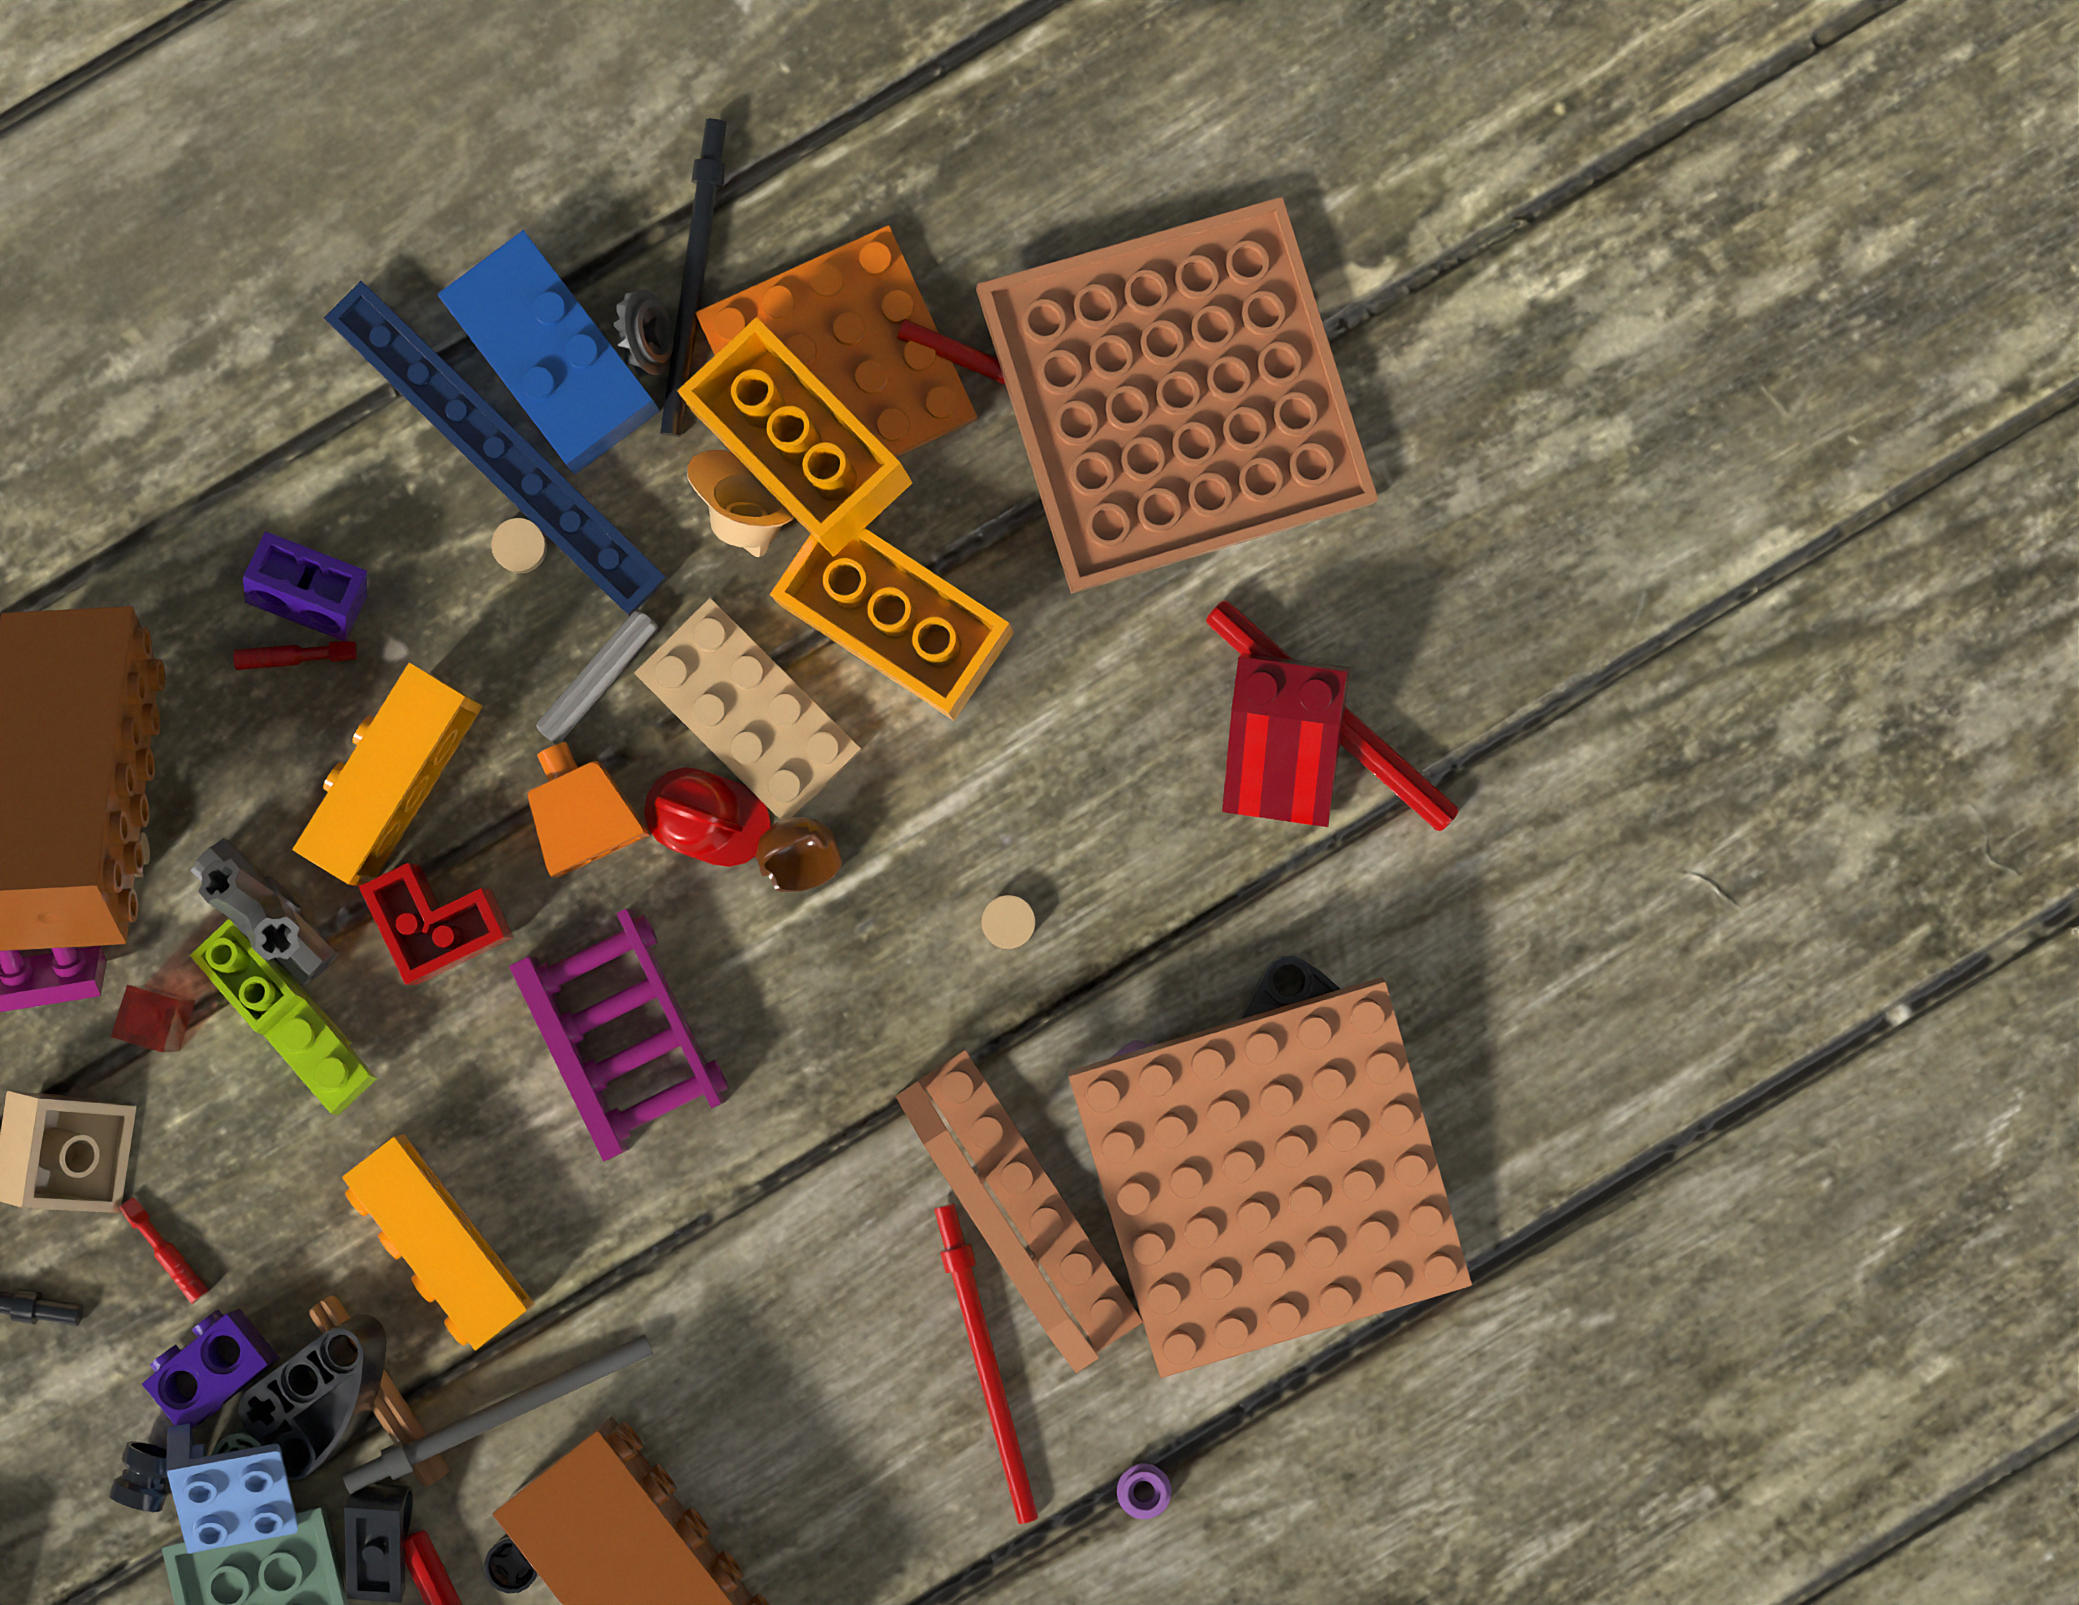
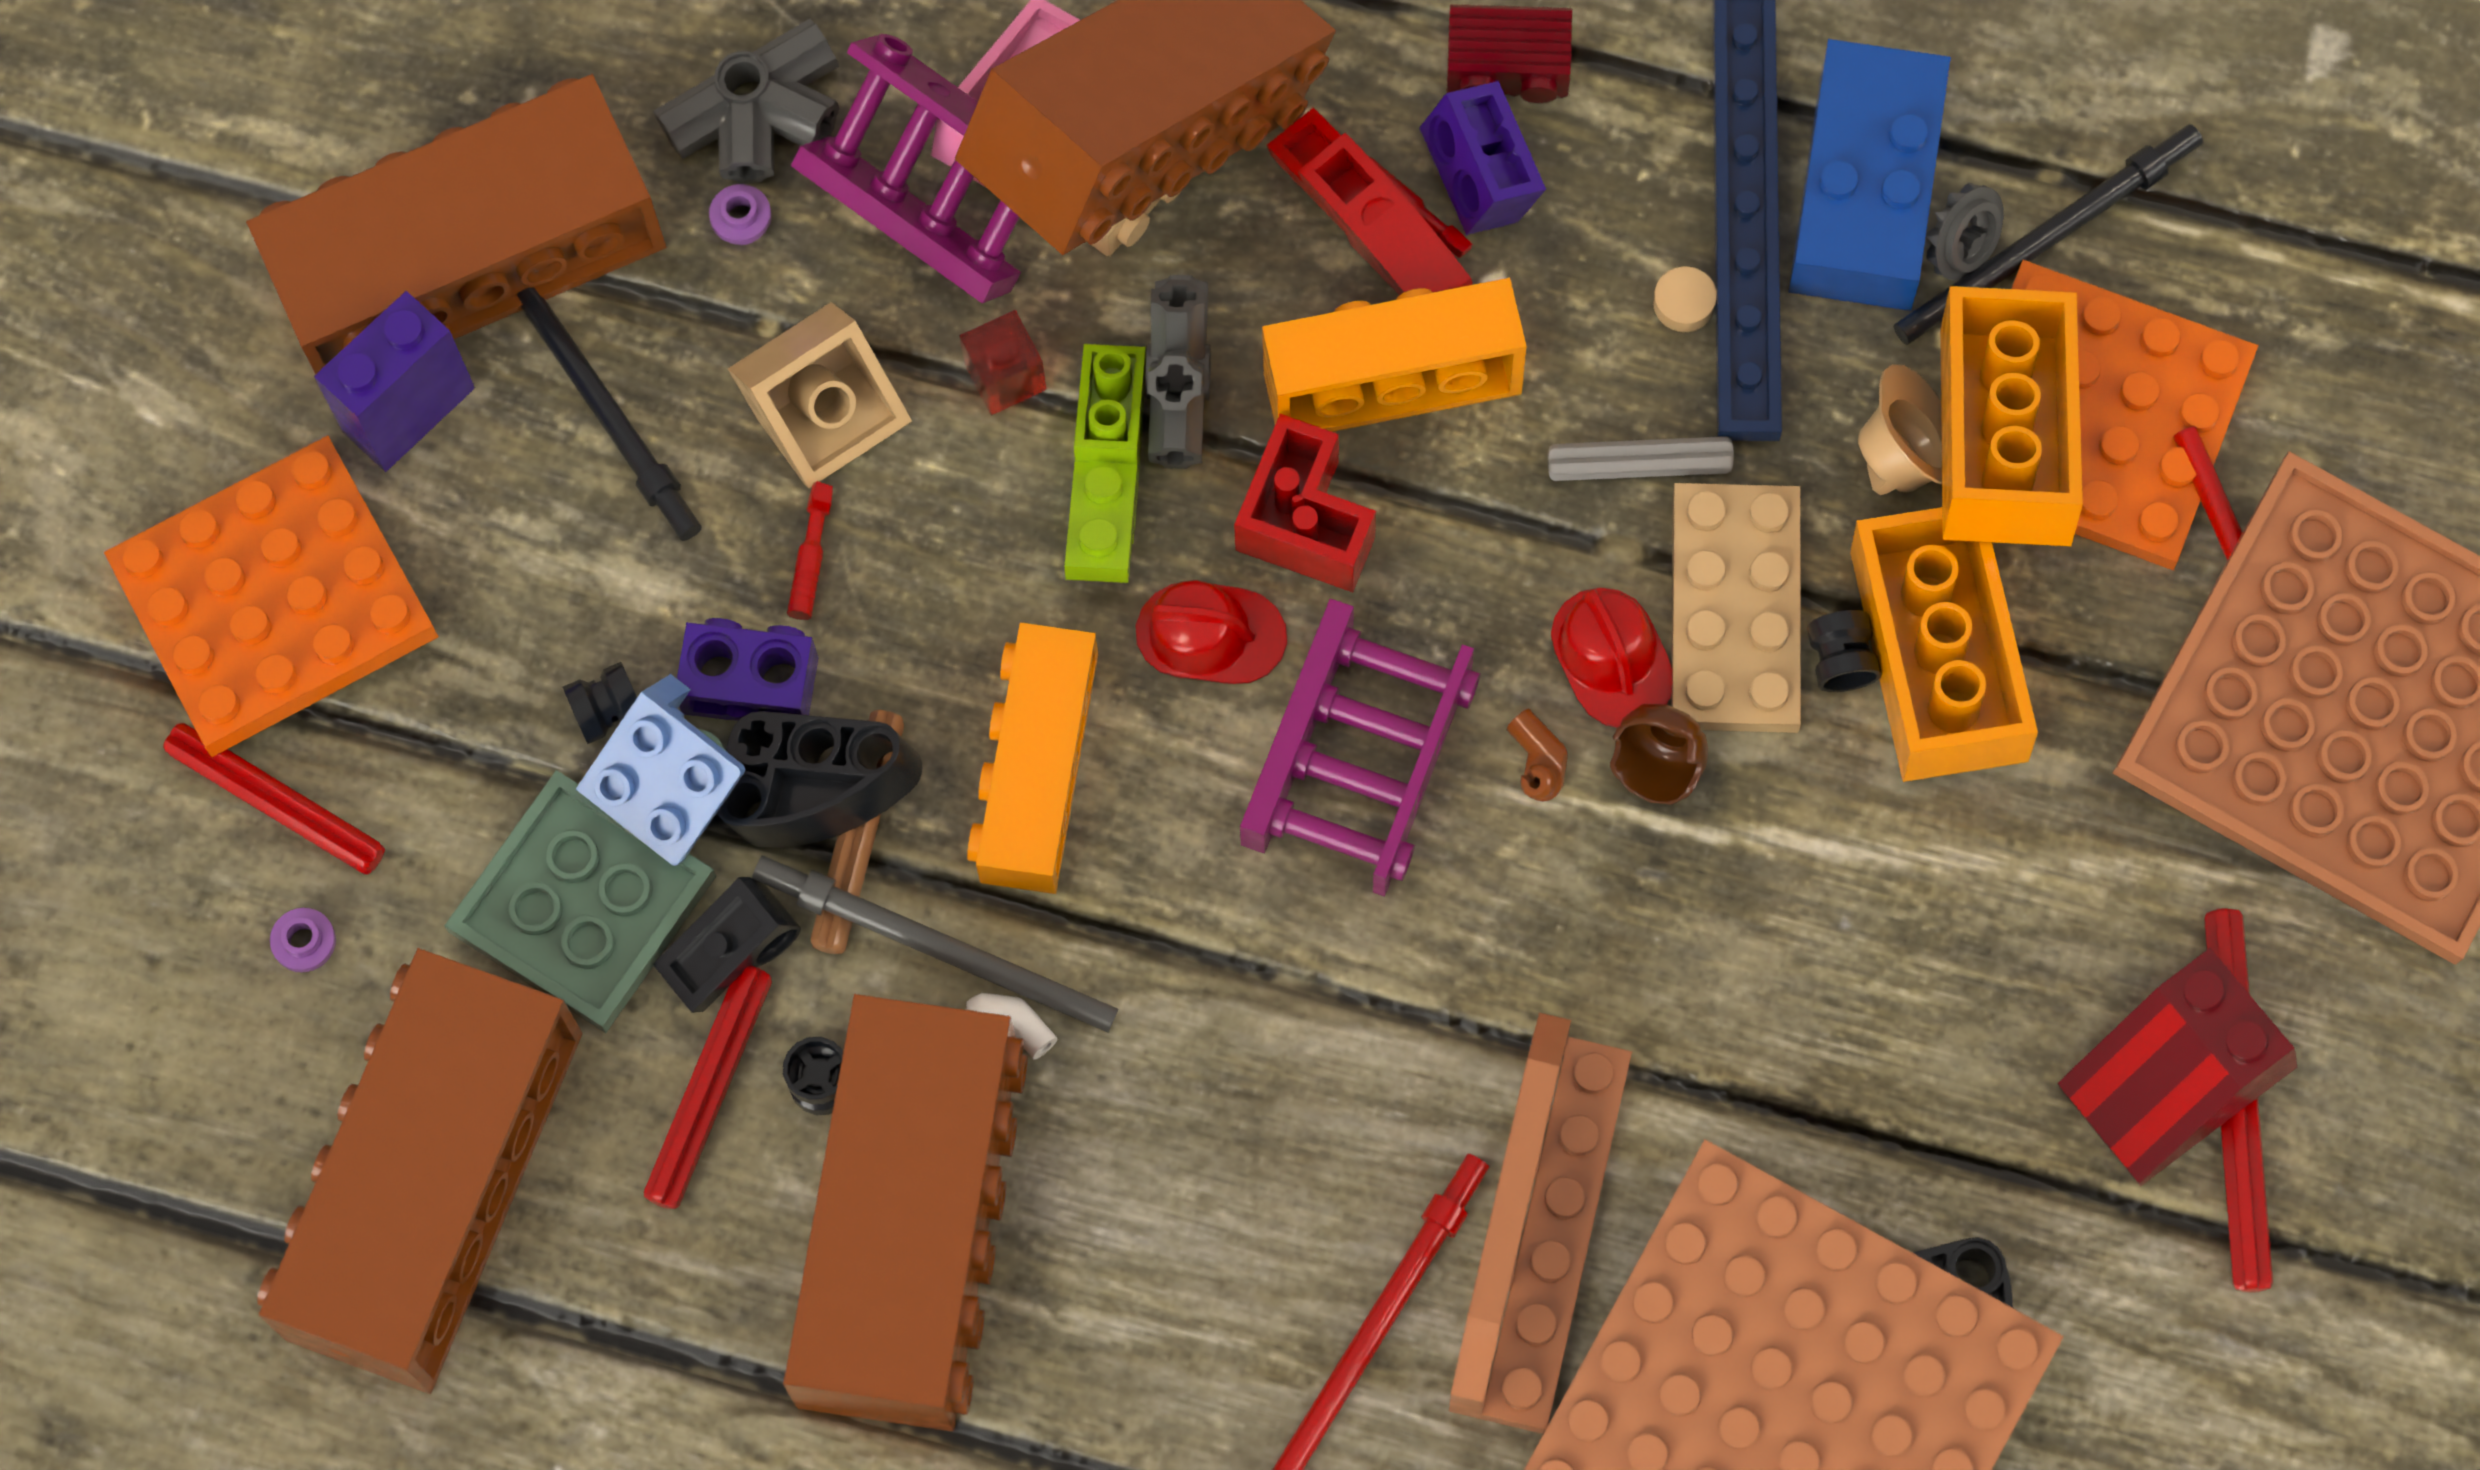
camera: 50 degrees right, 15 degrees down
(248, 496) = (1512, 45): none -> dark red brick
(271, 691) = (1366, 206): none -> red slope
(456, 1049) = (1211, 633): none -> red piece
(580, 813) = (1512, 547): orange torso -> none
(583, 1408) = (1026, 1023): none -> white arm
(733, 922) = (1545, 758): none -> dark orange arm
(831, 668) = (1844, 651): none -> black wheel
(1008, 922) = (1777, 988): tan tile -> none

